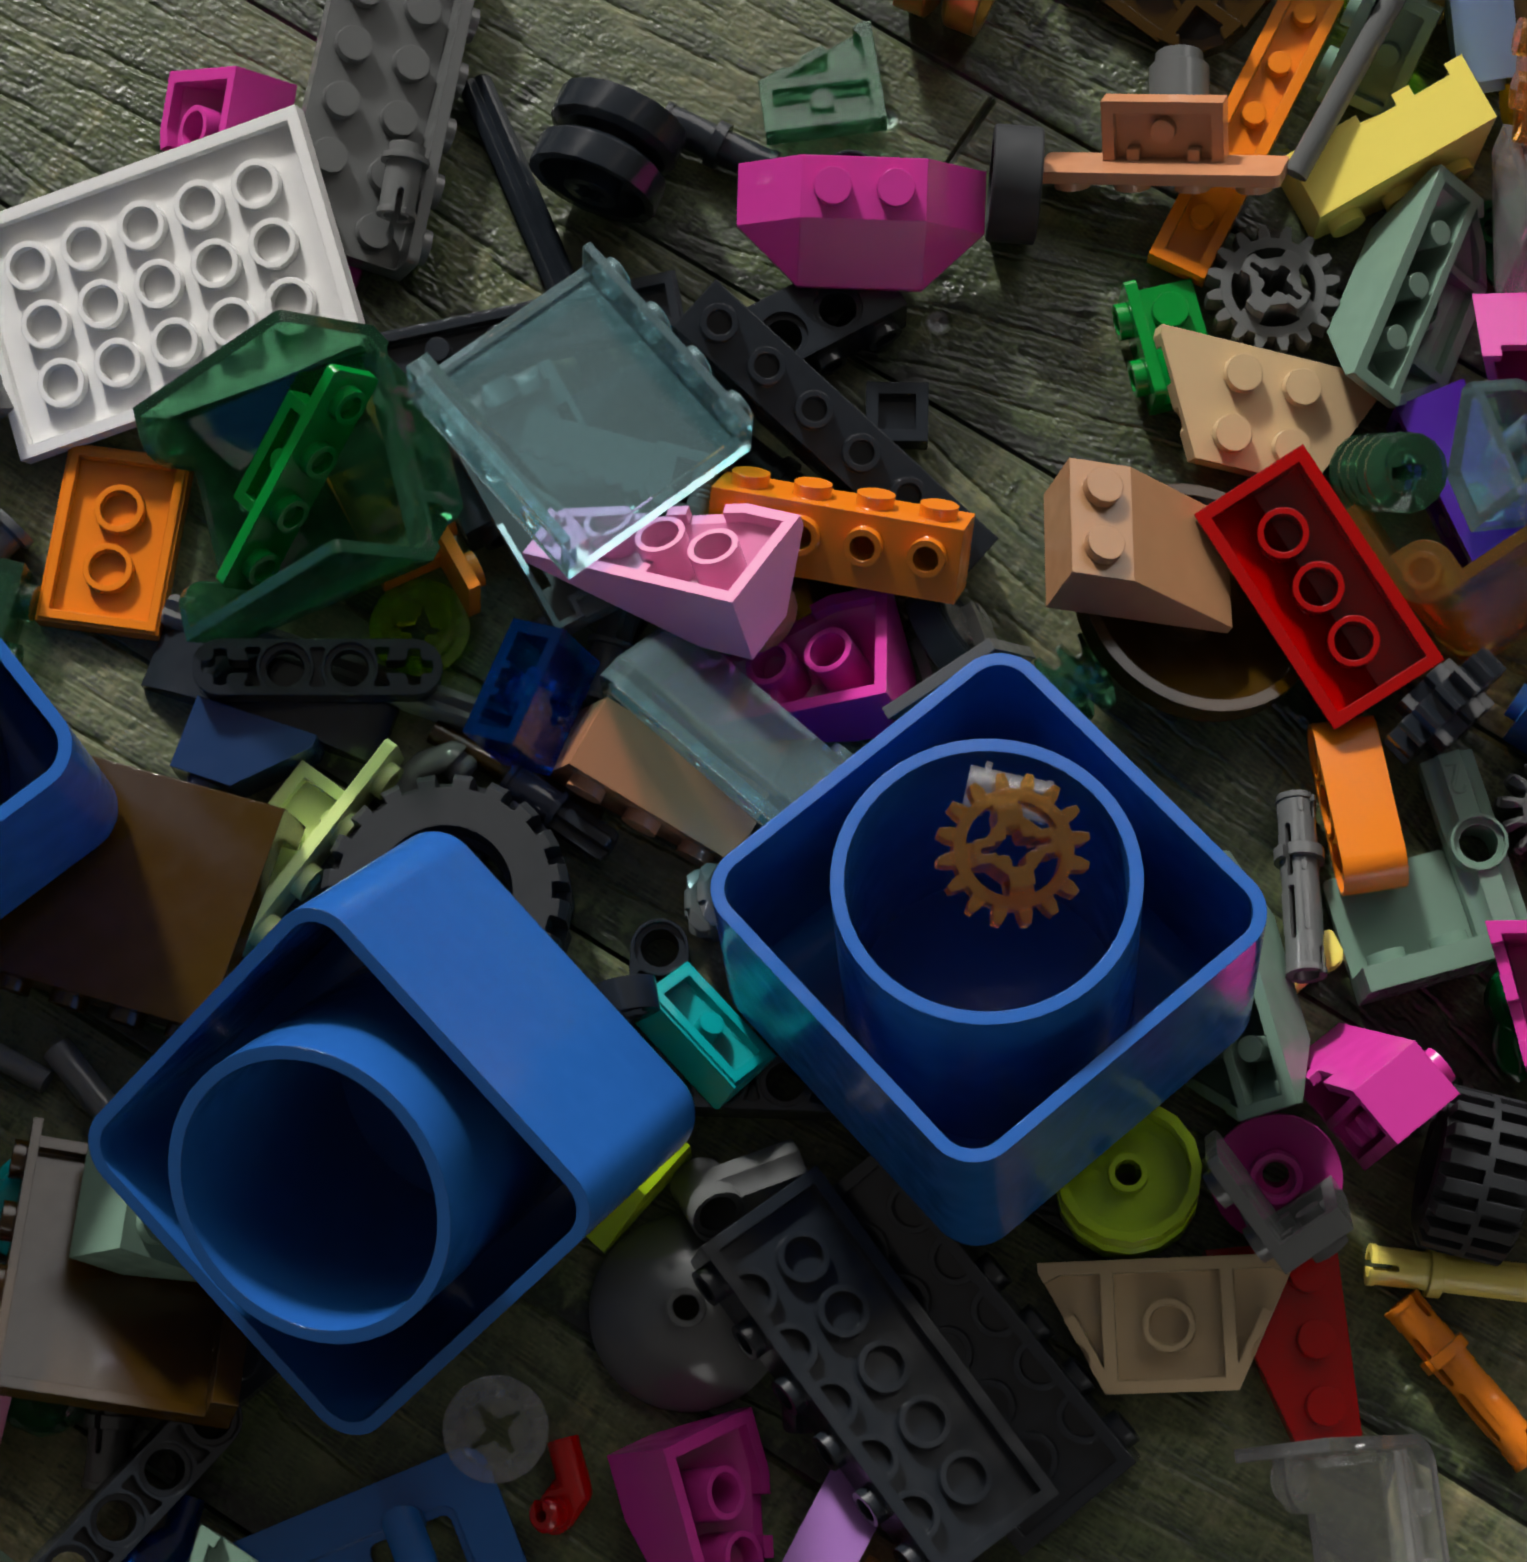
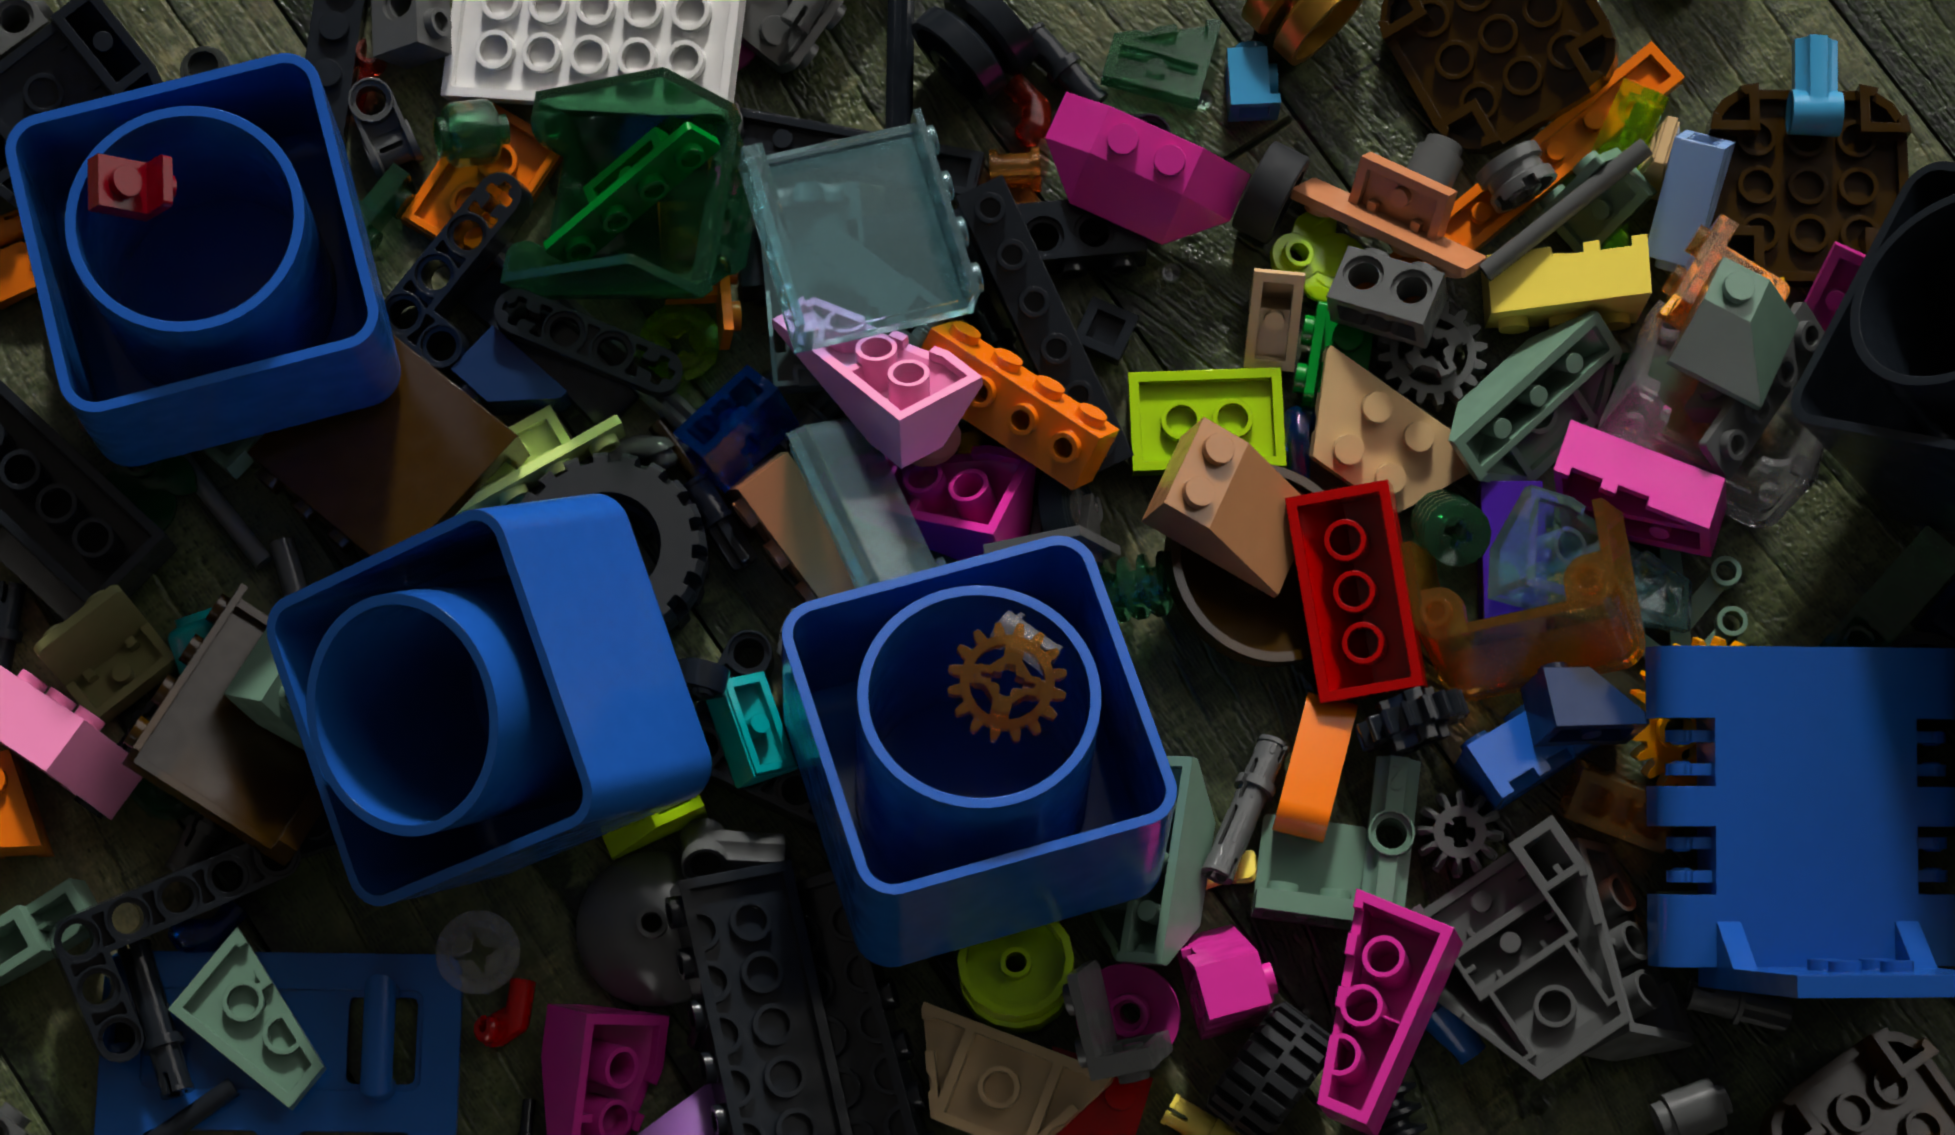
camera: 20 degrees right, 0 degrees up
(75, 487) = (470, 133): none -> clear green head
(134, 640) = (464, 267): none -> black beam
(707, 204) = (1035, 110): none -> clear red arm
(724, 267) = (1018, 169): none -> clear orange bush
(934, 76) = (1251, 83): none -> dark azure brick
(1015, 463) = (1171, 402): none -> lime plate
(1081, 323) = (1273, 319): none -> tan slope
(1099, 233) = (1320, 249): none -> lime plate
(1160, 437) = (1298, 425): none -> clear blue arm
(1201, 258) = (1382, 307): none -> dark grey brick
(1281, 54) = (1516, 176): none -> dark grey wheel

